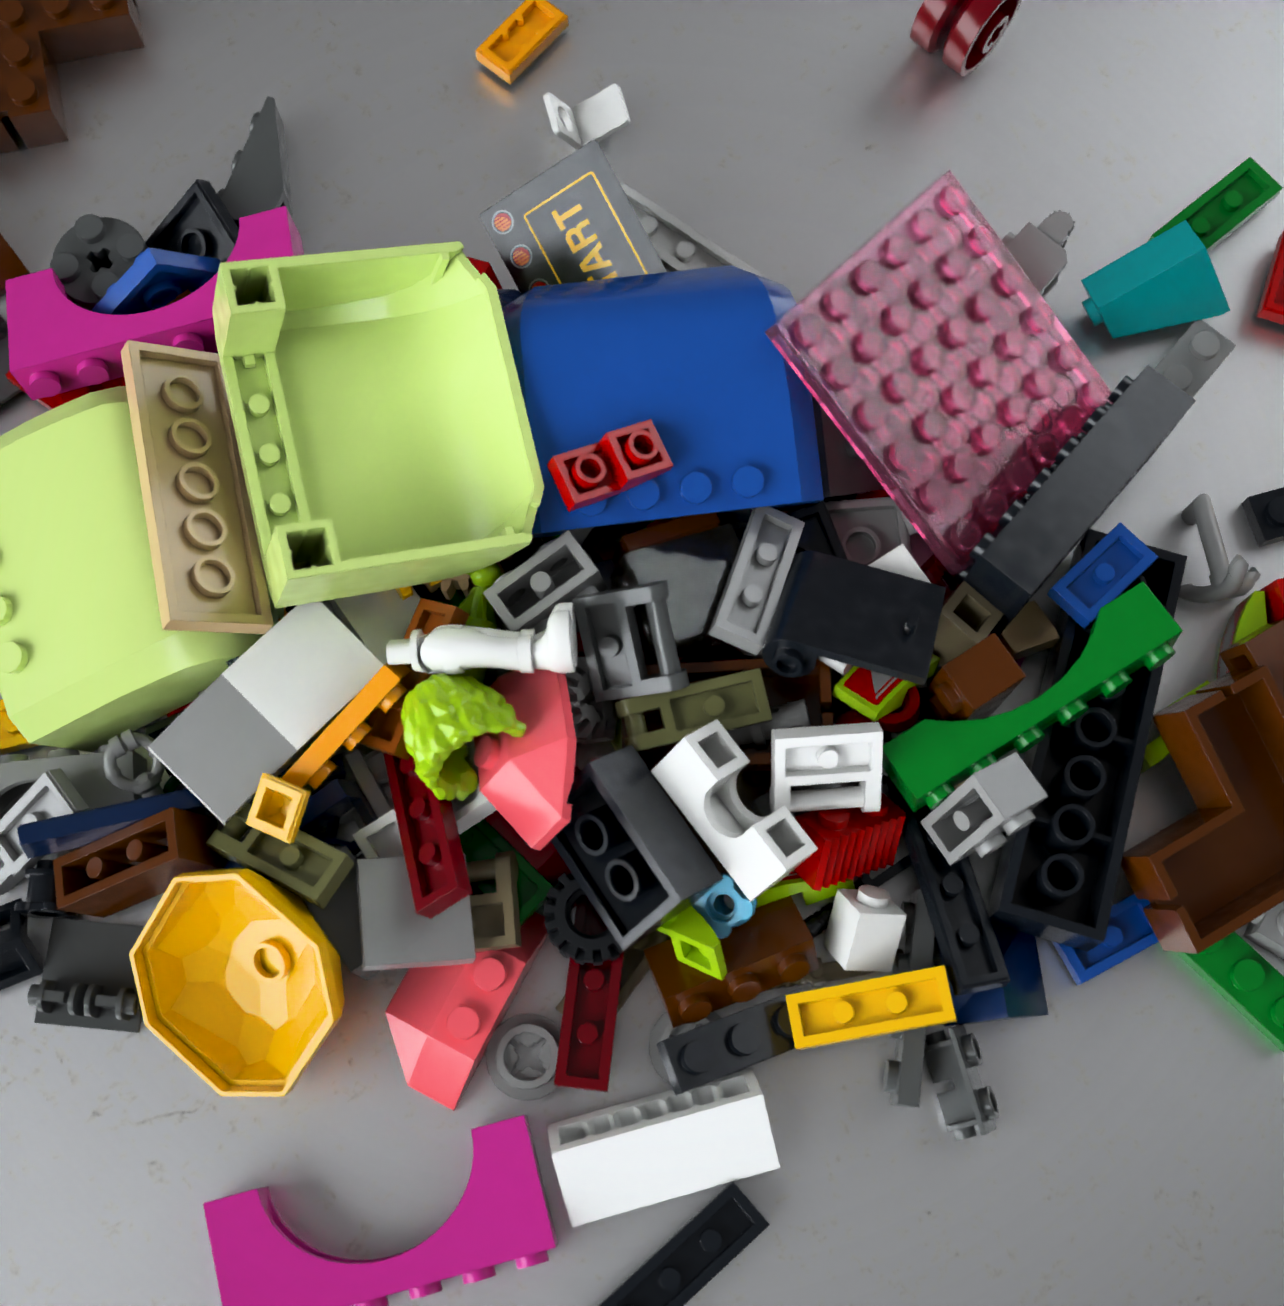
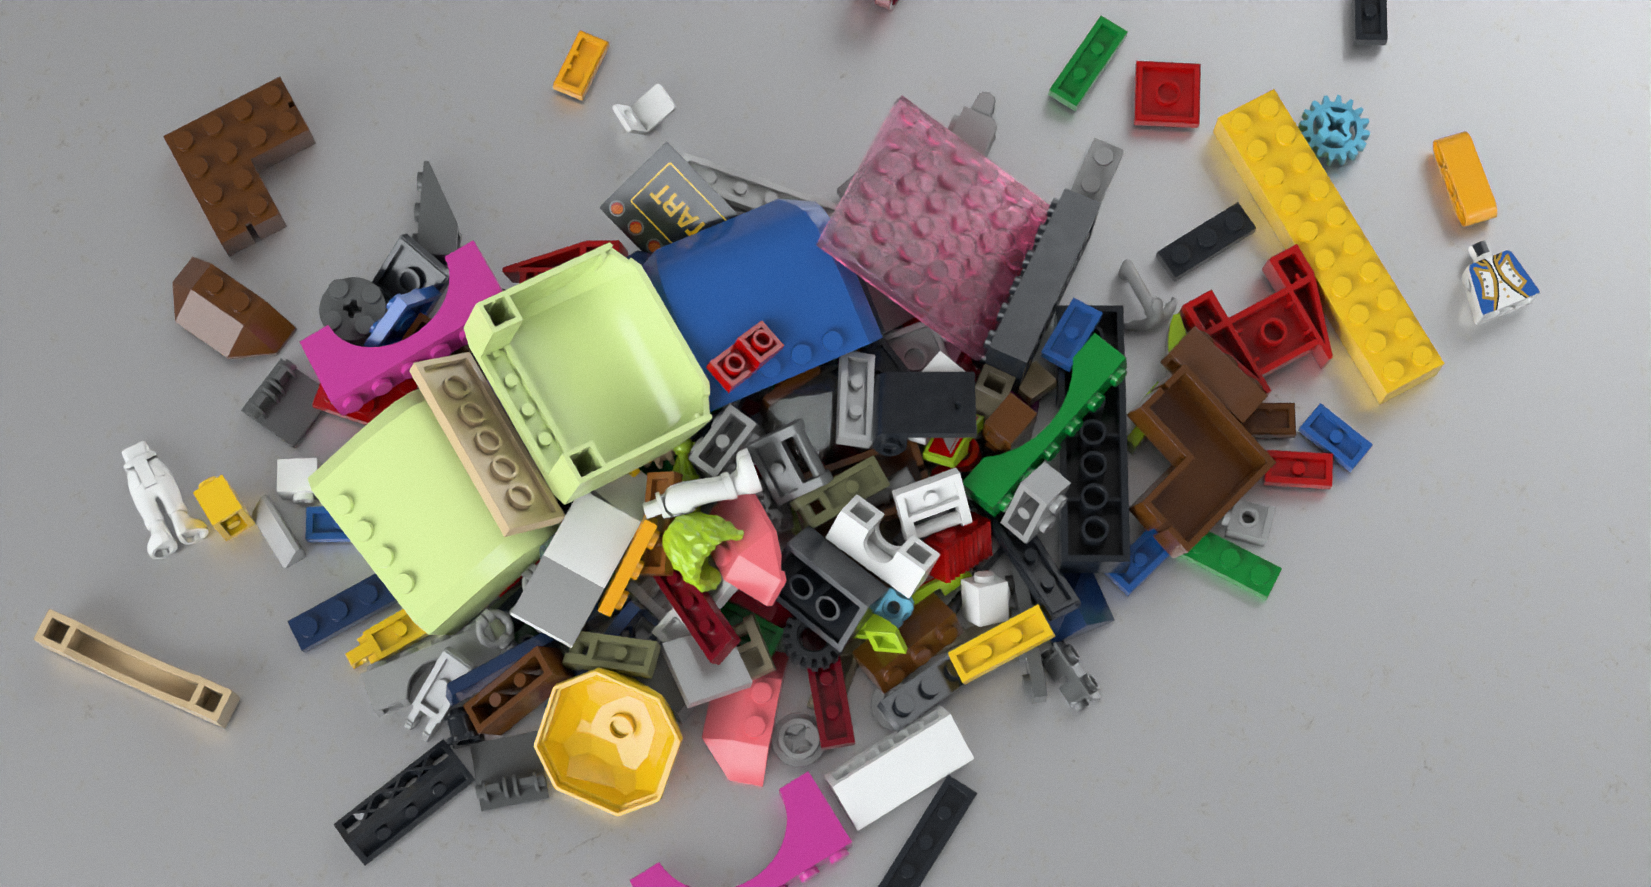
camera: 15 degrees left, 0 degrees up
(278, 808) = (604, 626): yellow slope -> none
(1156, 286) = (1059, 127): teal slope -> none

